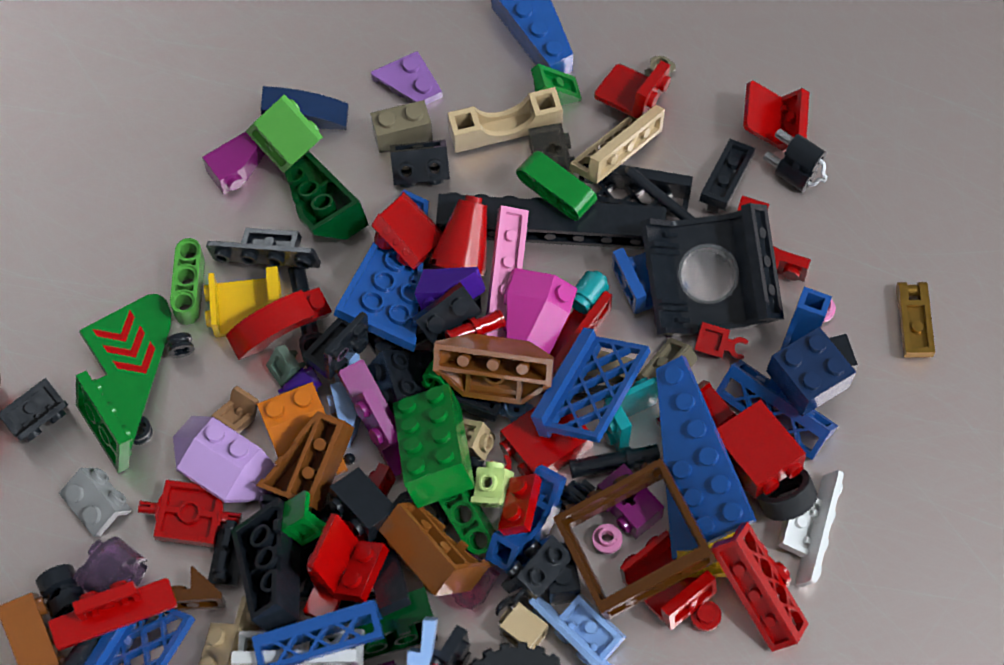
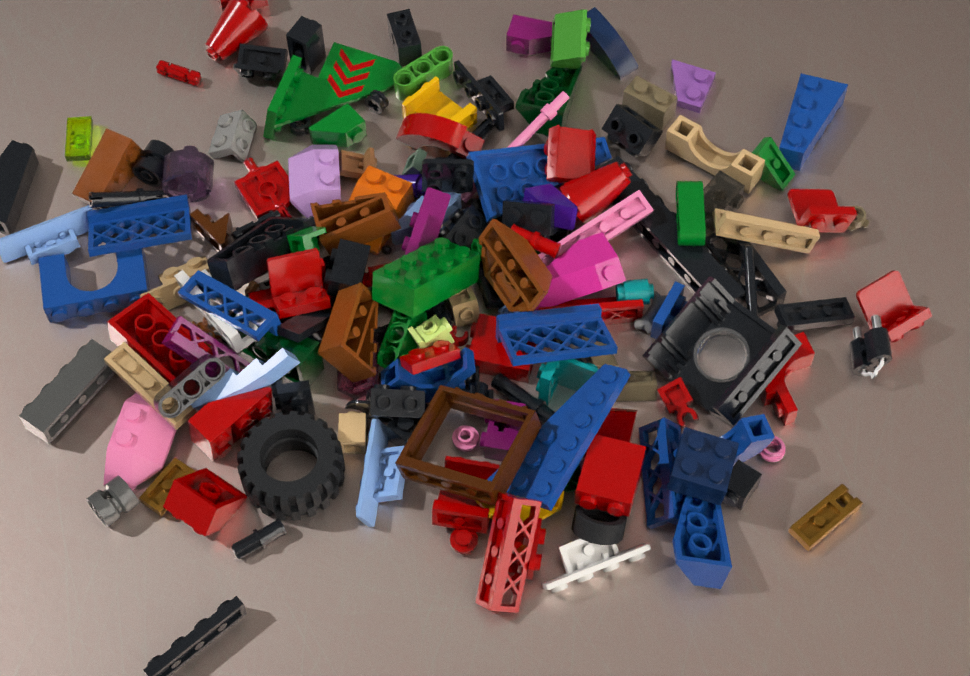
camera: 50 degrees right, 5 degrees down
(59, 355) = (306, 41): none -> black brick
(111, 610) = (158, 189): red bracket -> none
(131, 266) = (404, 36): none -> black brick
(181, 398) = (339, 128): none -> green slope
(350, 212) = (548, 112): none -> bright pink bar
(618, 306) = (646, 321): none -> light grey piece
(870, 427) = (702, 543): none -> blue wedge

